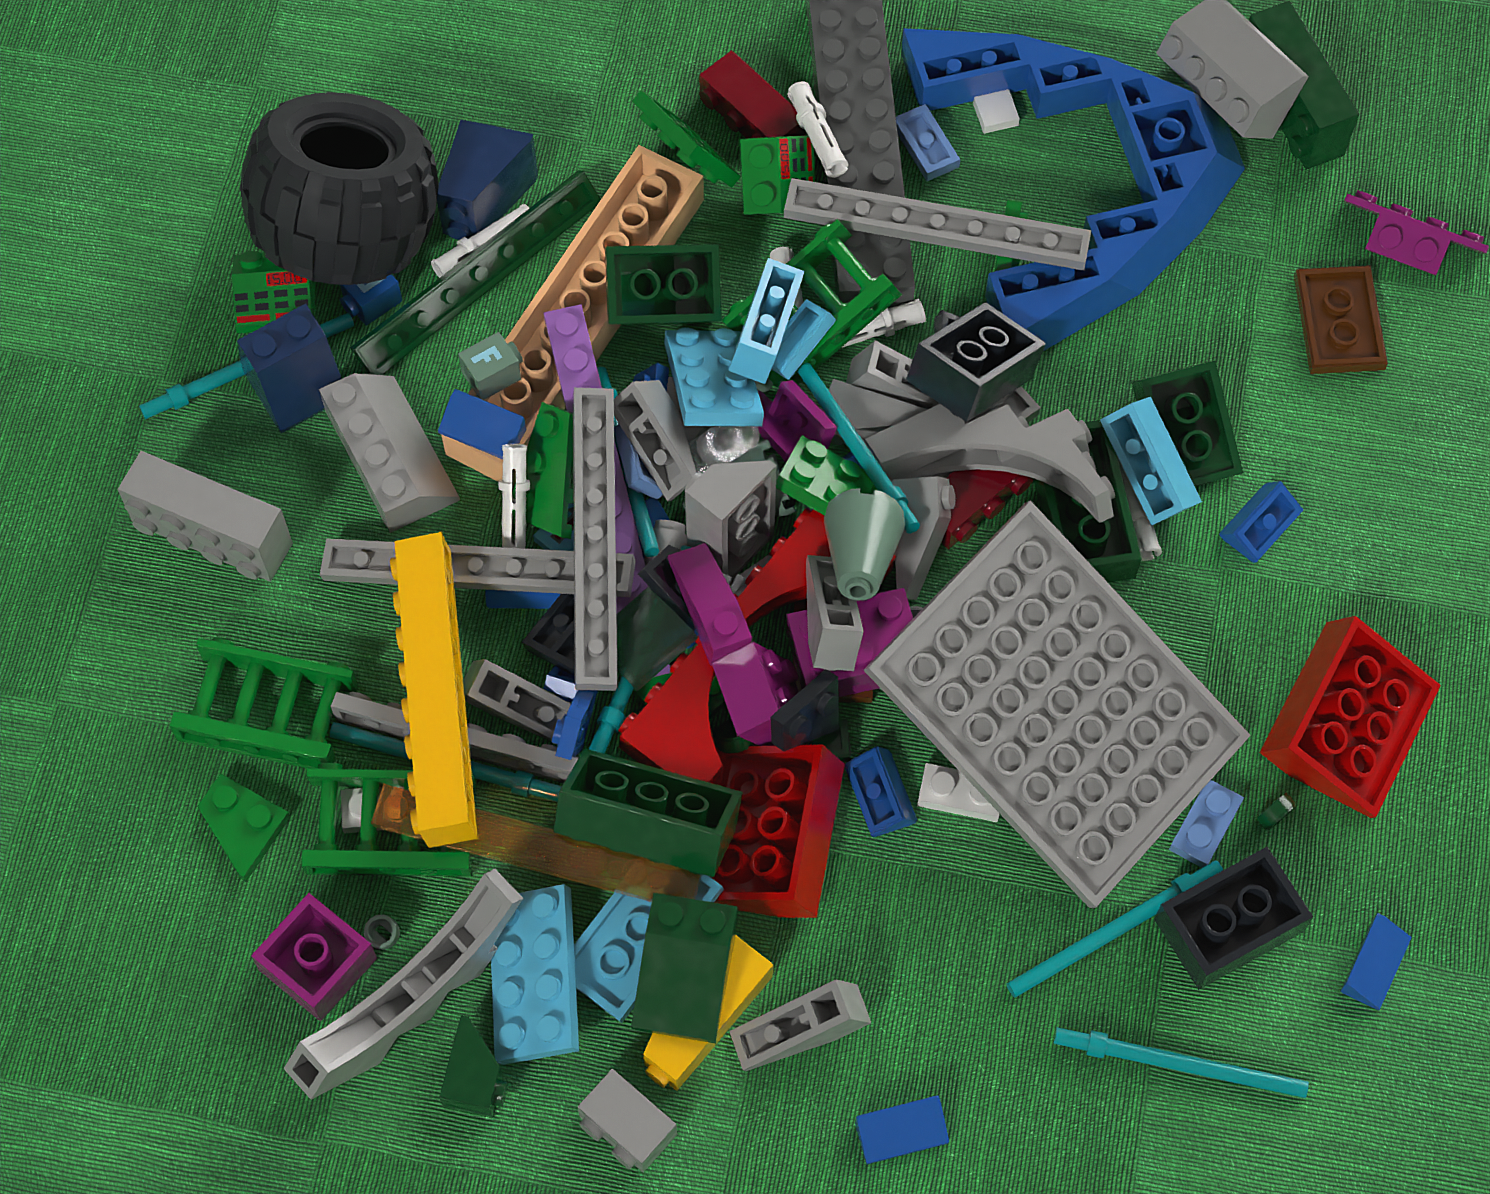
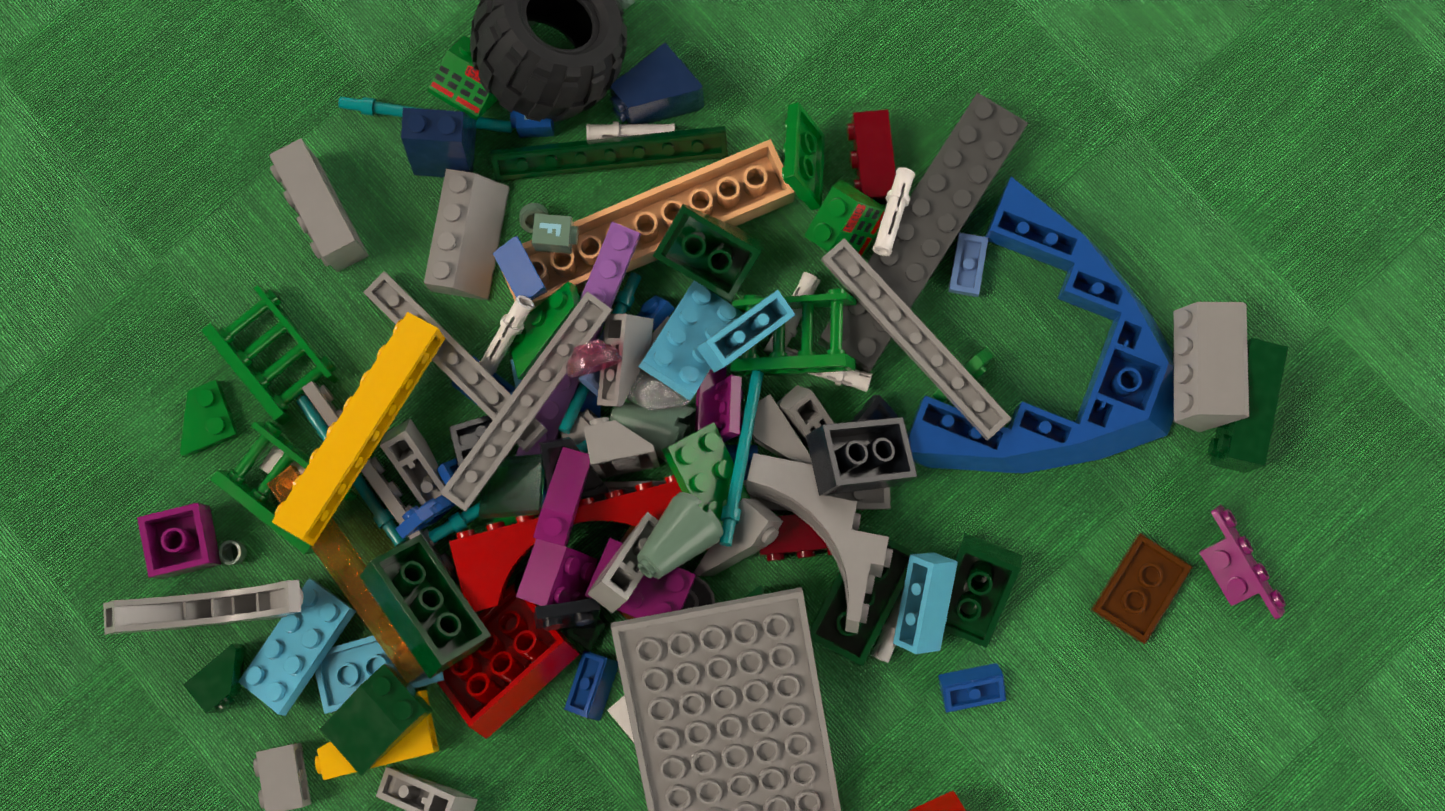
camera: 40 degrees right, 15 degrees up
(444, 381) = (527, 215): none -> sand green tile
(634, 441) = (592, 358): none -> clear pink piece
(801, 337) = (765, 354): medium azure tile -> none
(996, 111) = (1034, 274): white tile -> none

